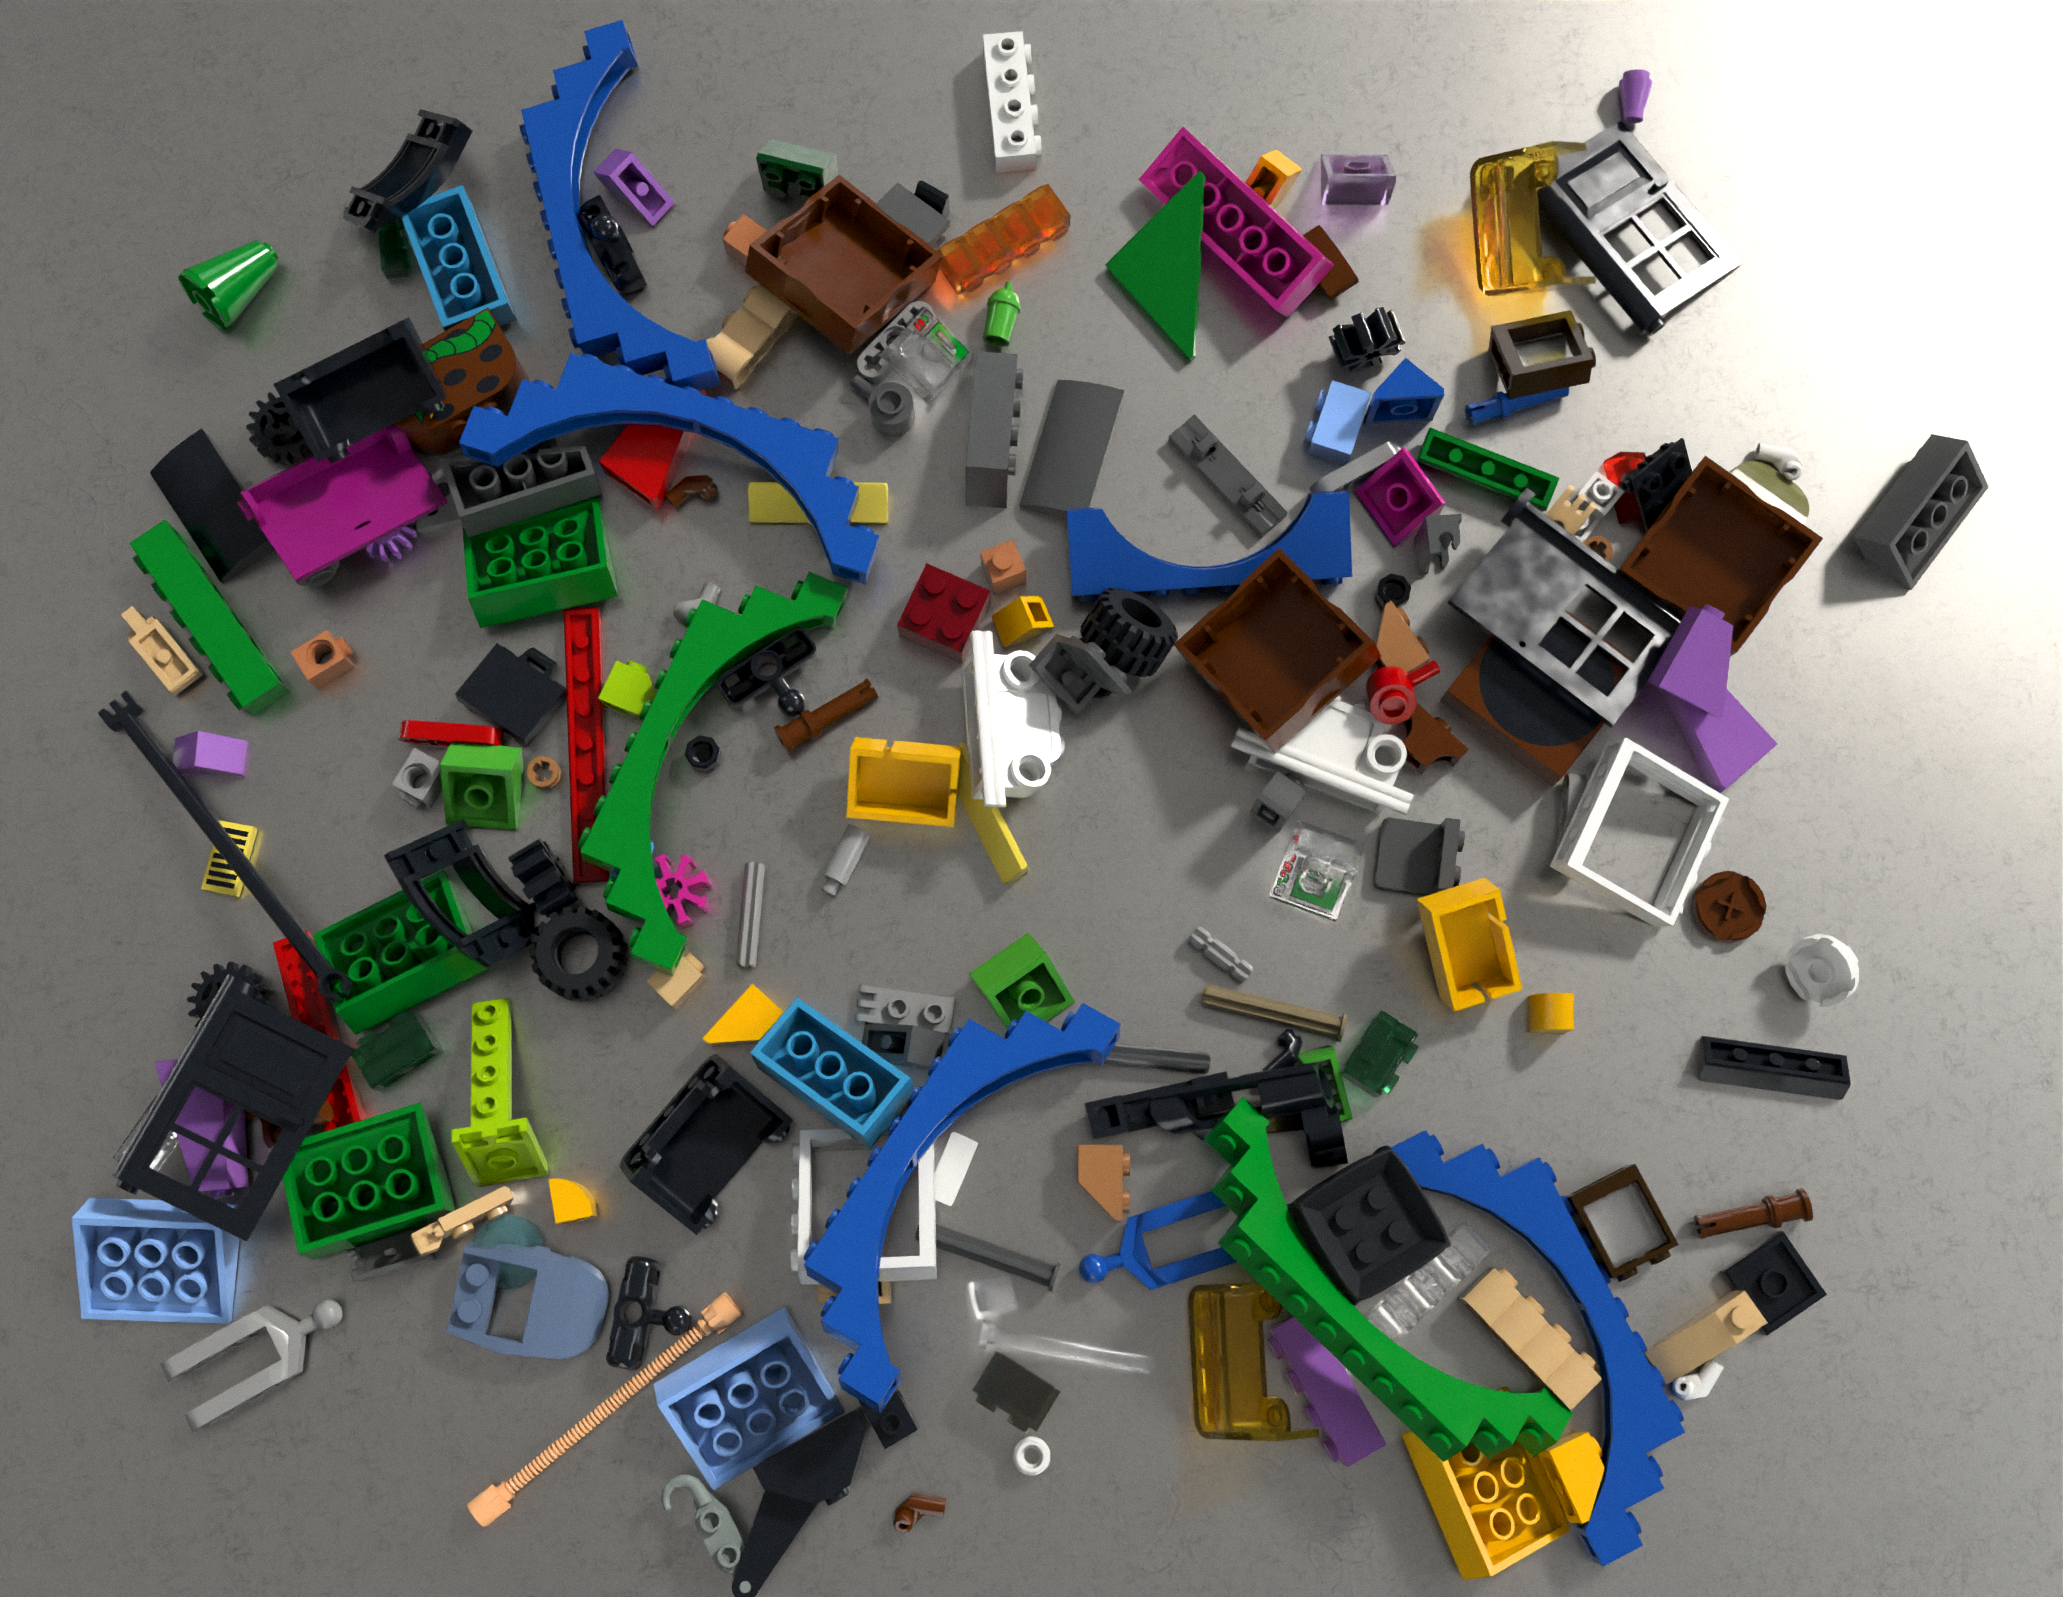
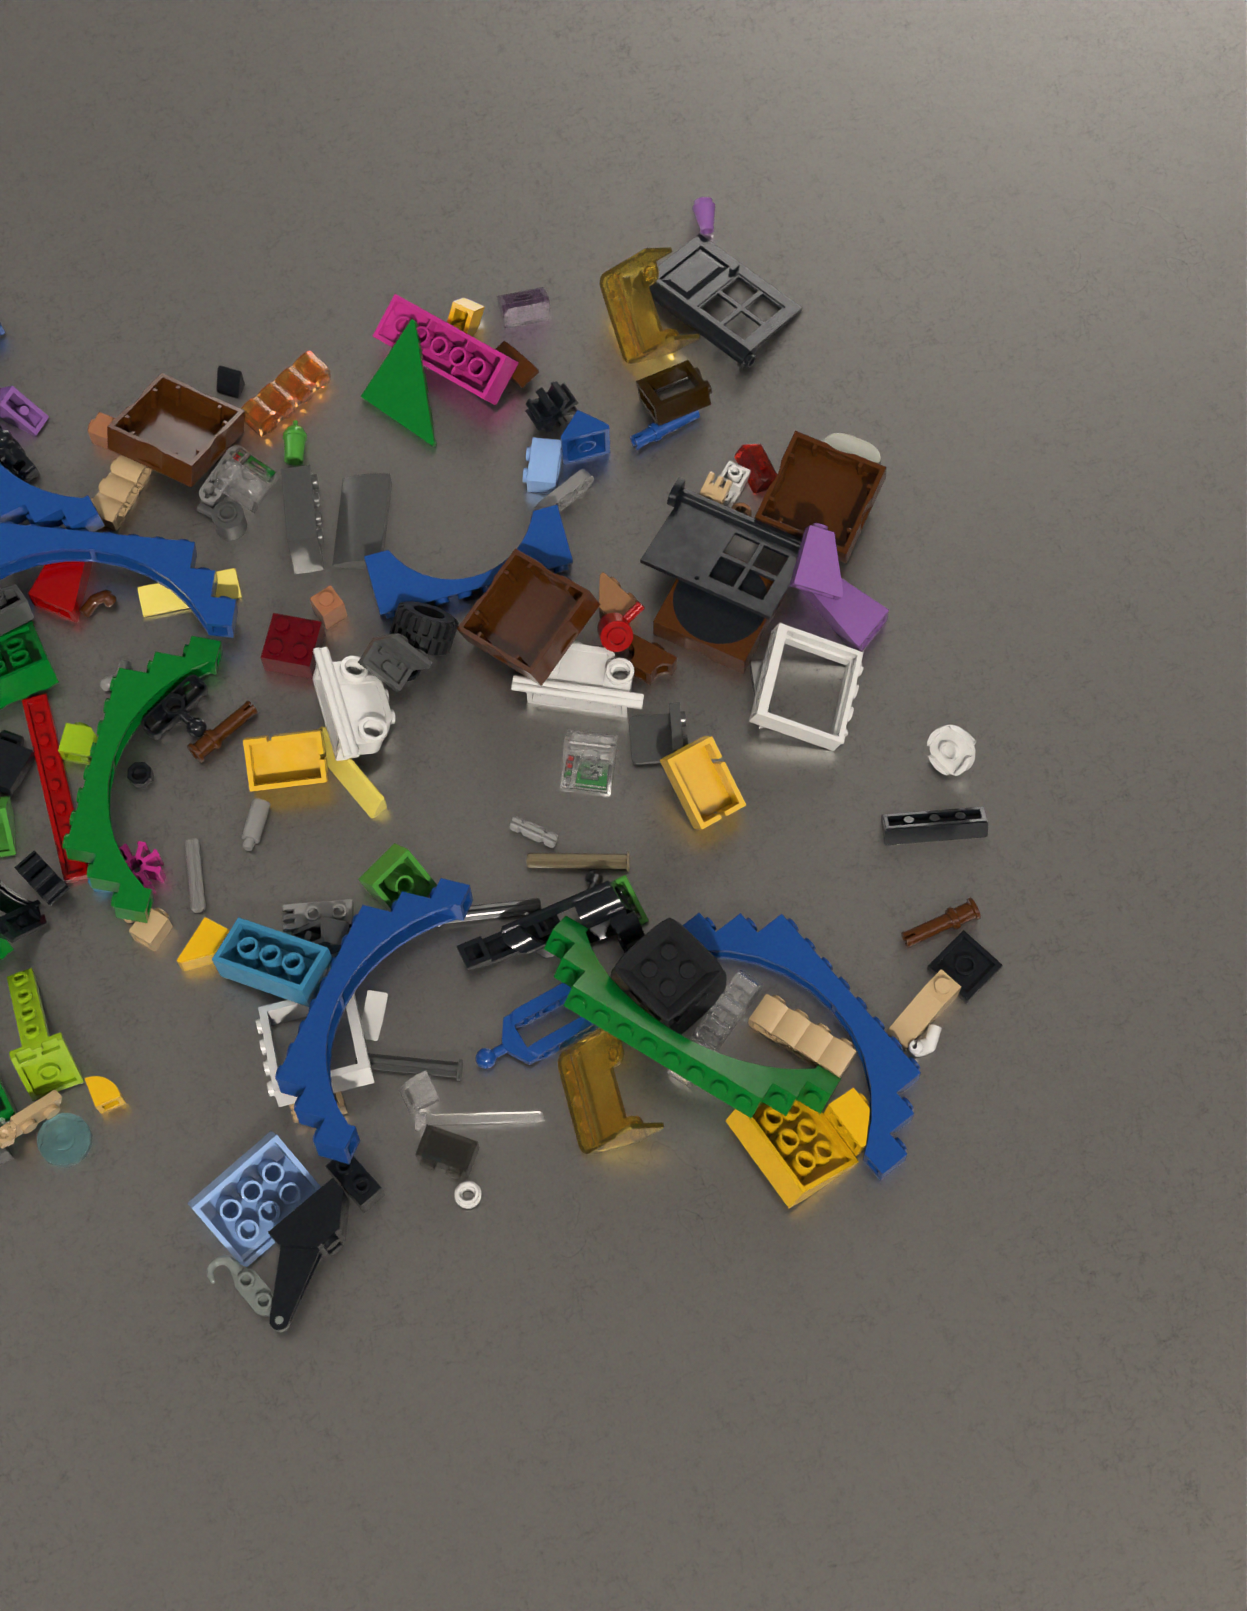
camera: 10 degrees left, 10 degrees down
(494, 1500) = (87, 1310): light nougat hose -> none
(534, 778) = (25, 804): medium nougat bush -> none
(554, 937) = (66, 908): black tyre -> none
(564, 1306) = (112, 1169): sand blue slope -> none
(635, 1289) = (167, 1144): black piece -> none
(702, 1142) = (192, 1031): black windscreen -> none
(794, 169) = (129, 377): dark green slope -> none
(914, 1509) = (392, 1248): reddish brown arm -> none
(915, 215) = (220, 388): dark grey hinge -> none
(1009, 102) = (272, 303): white brick -> none
(1022, 620) = (349, 639): yellow brick -> none
(1101, 1177) = (478, 995): medium nougat slope -> none
(1227, 476) = (474, 517): dark grey hinge -> none
(1279, 800) = (552, 720): dark grey slope -> none
(1329, 1392) = (665, 1099): medium lavender brick -> none
(1380, 1054) = (657, 873): clear green brick -> none
(1394, 589) = (605, 564): black tile -> none
(1400, 497) = (597, 505): dark pink slope -> none
(1434, 538) = (626, 525): dark grey hinge -> none
(1486, 468) = (651, 474): green brick -> none
(1551, 1013) = (771, 820): yellow brick -> none
(1624, 1224) = (849, 946): window -> none
(1658, 479) = (769, 455): black hinge -> none
(1728, 907) = (881, 726): reddish brown tile -> none
(1782, 458) = (855, 427): white arm -> none
(1922, 509) = (958, 441): dark grey slope -> none

